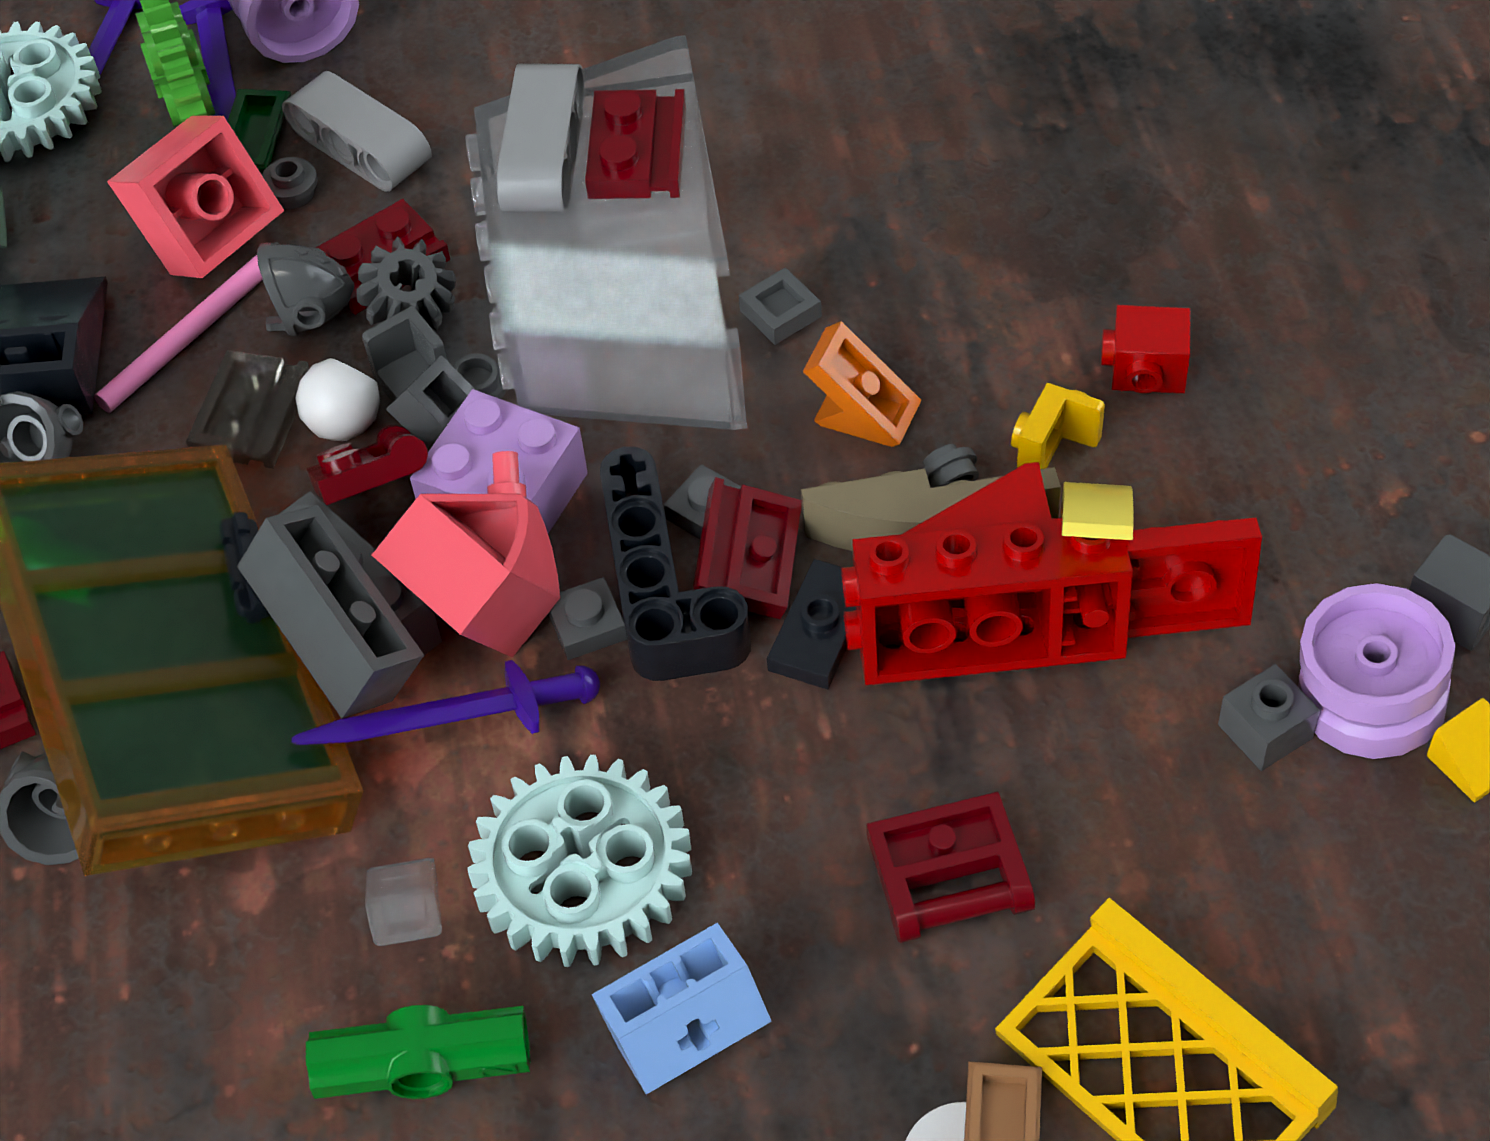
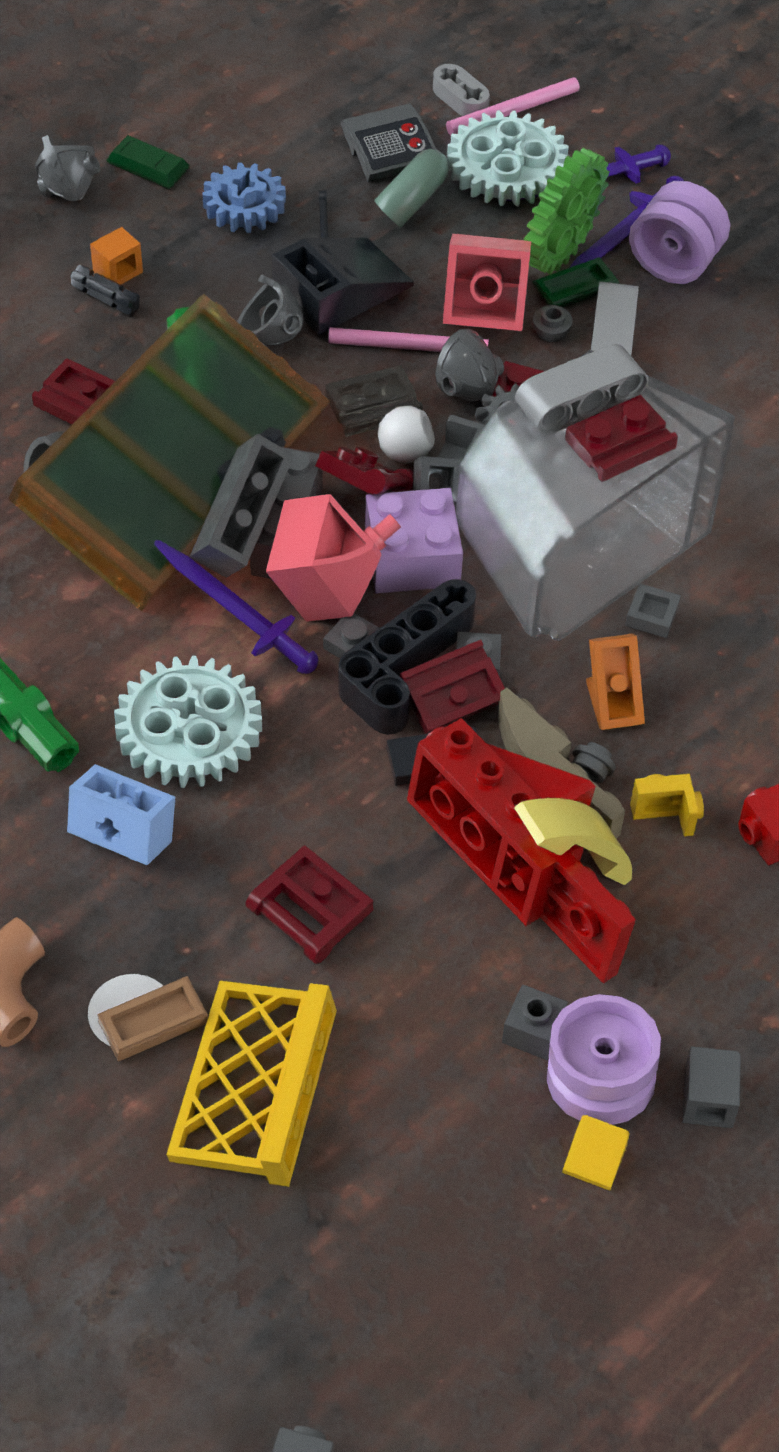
camera: 50 degrees right, 0 degrees up
(403, 902) = (112, 657): clear slope -> none

